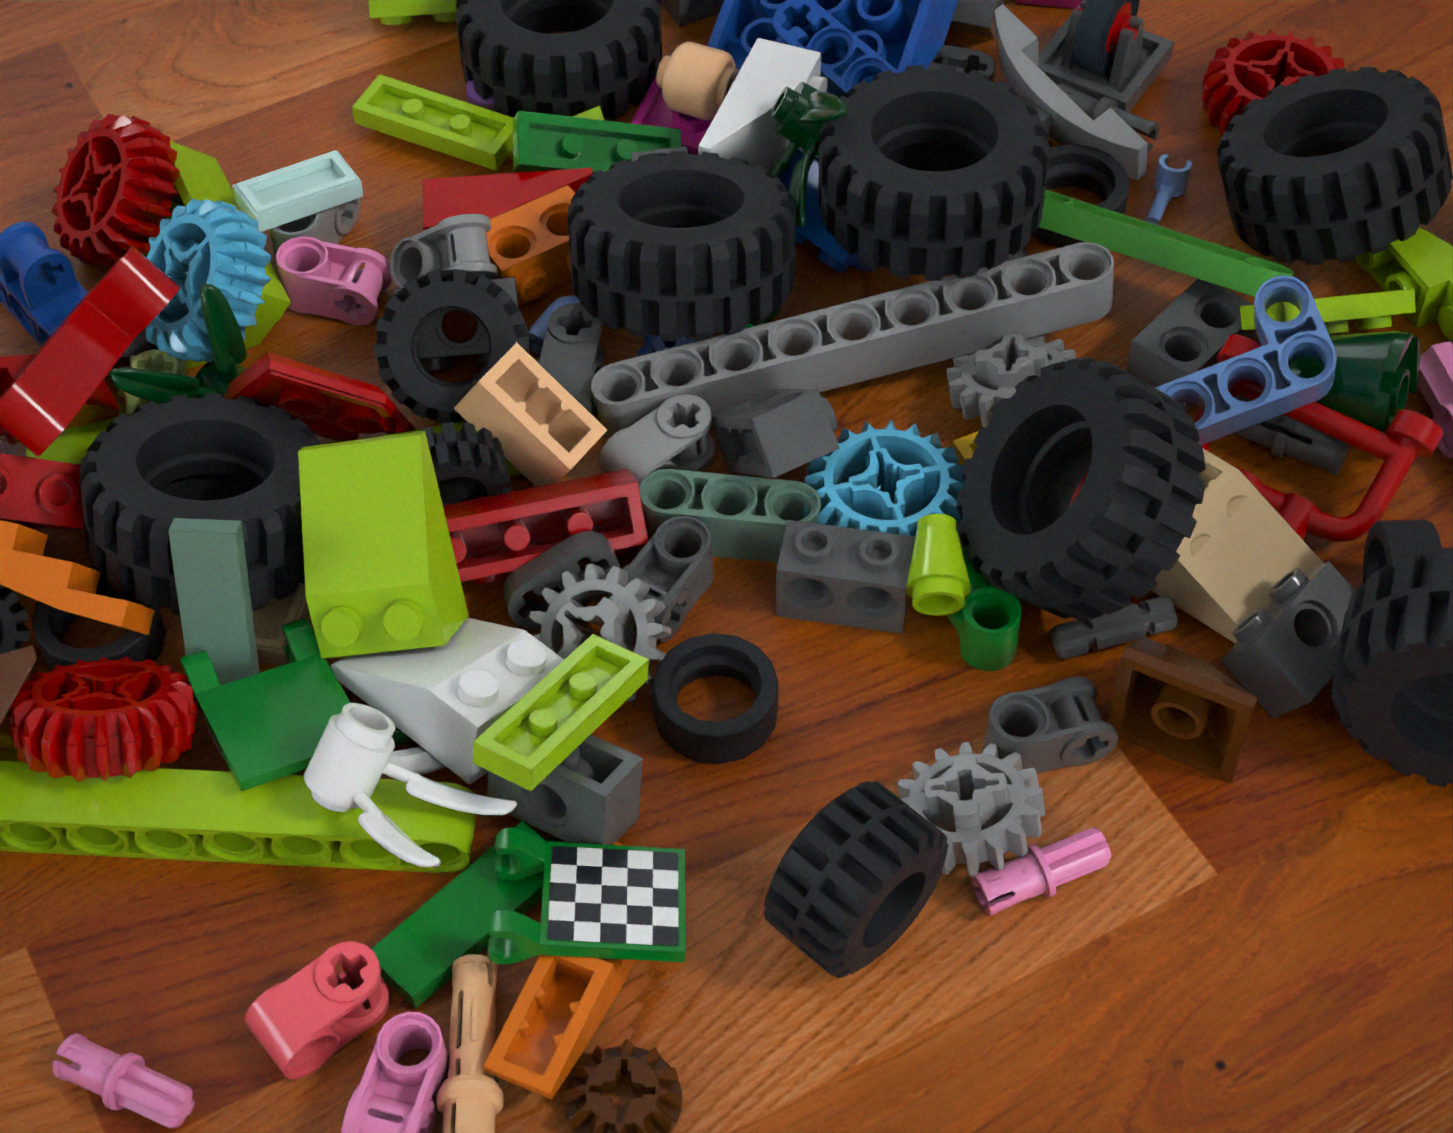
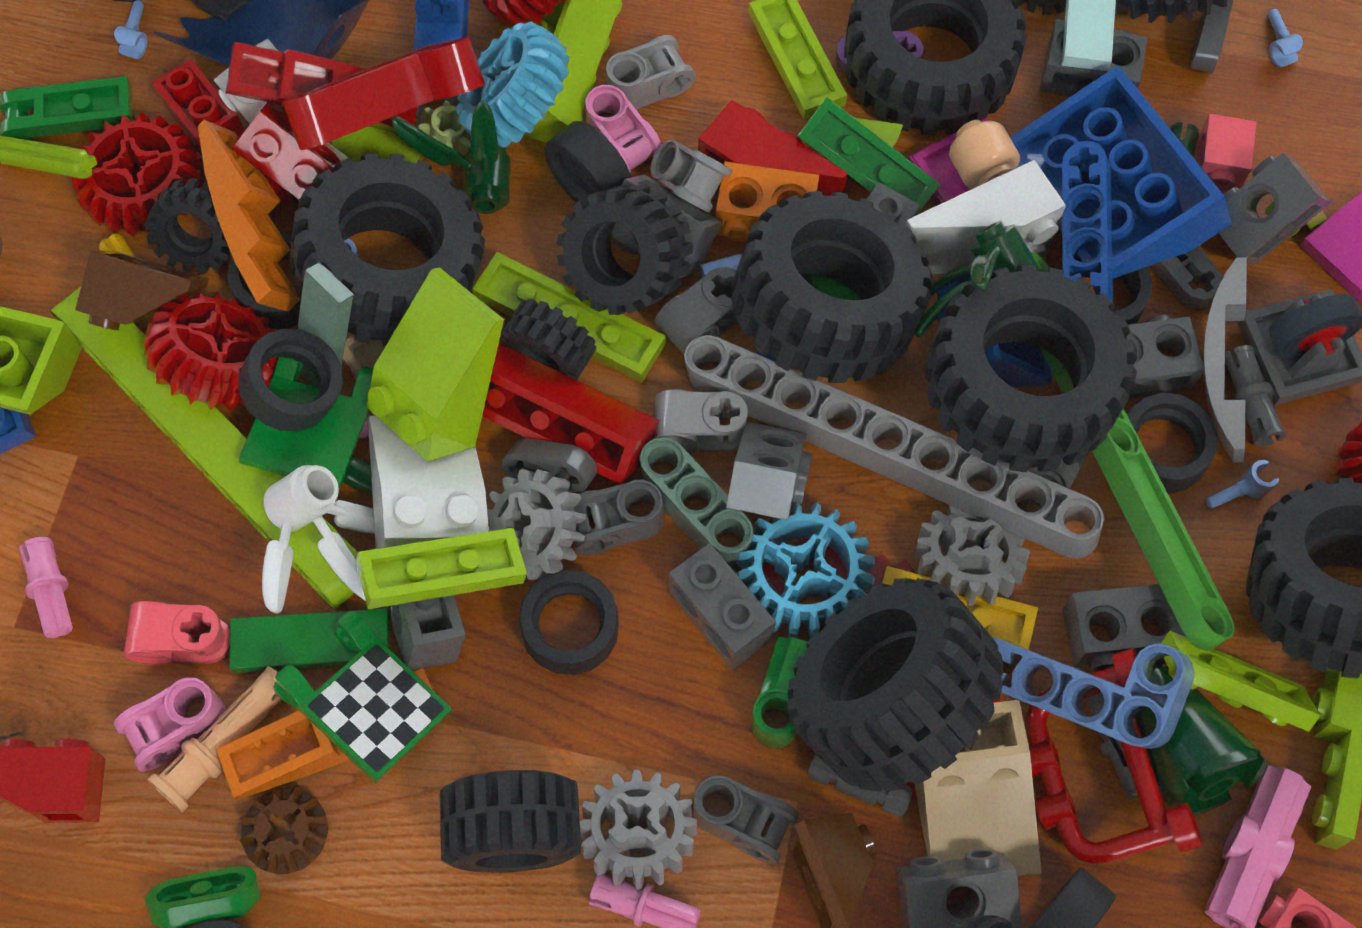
camera: 40 degrees right, 15 degrees up
(221, 698) = (305, 349): none -> black tyre
(298, 190) = (644, 51): light aqua tile -> none
(321, 399) = (514, 225): red tile -> none
(334, 285) = (584, 161): none -> black tyre
(532, 417) = (623, 341): light nougat brick -> none
(937, 567) = (768, 654): lime cone -> none

